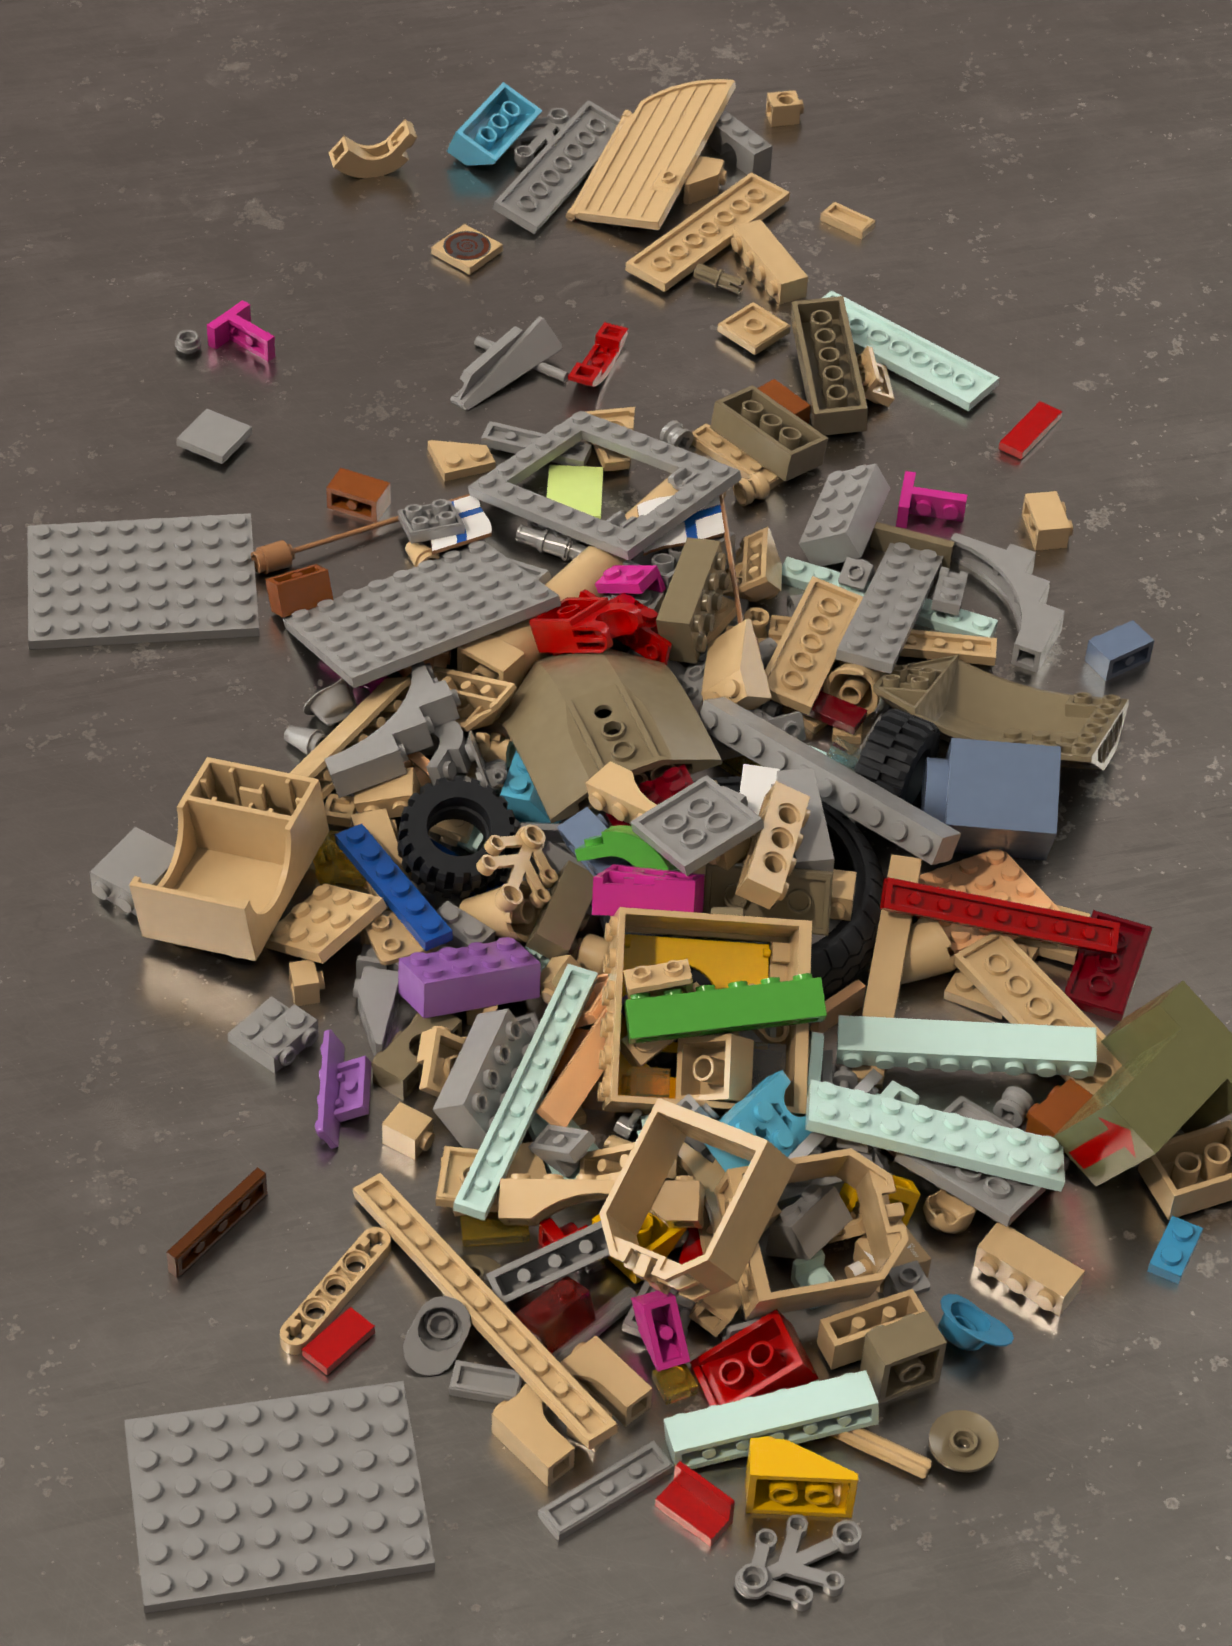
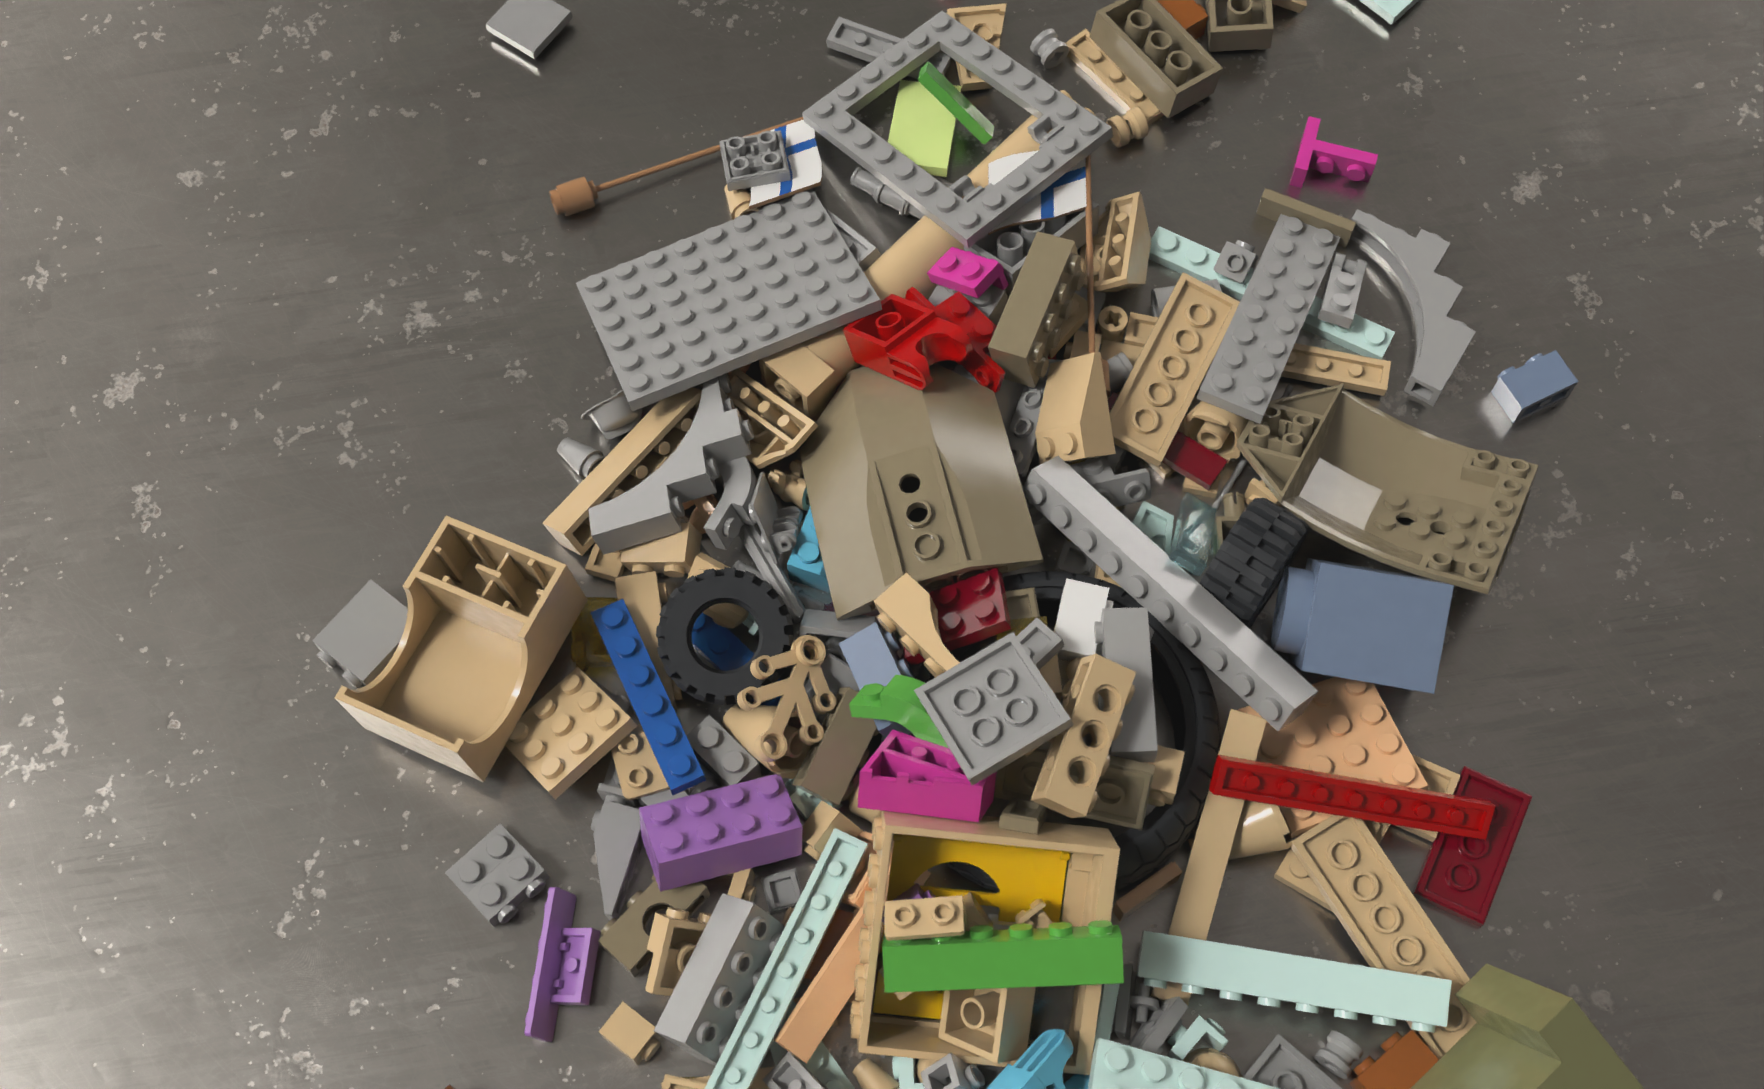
camera: 10 degrees right, 20 degrees up
(141, 581) = (426, 219): light grey plate -> none
(298, 590) = (595, 249): dark orange brick -> none
(305, 982) = (539, 809): tan plate -> none
(358, 495) = (679, 113): dark orange brick -> none
(460, 459) = (801, 65): tan wing -> none
(602, 472) = (956, 103): none -> bright green tile
(646, 1082) = (908, 1017): clear yellow brick -> none
(844, 515) = (1231, 178): light grey brick -> none
(1030, 430) = (1461, 56): red tile -> none
(1046, 520) = (1467, 191): tan brick -> none

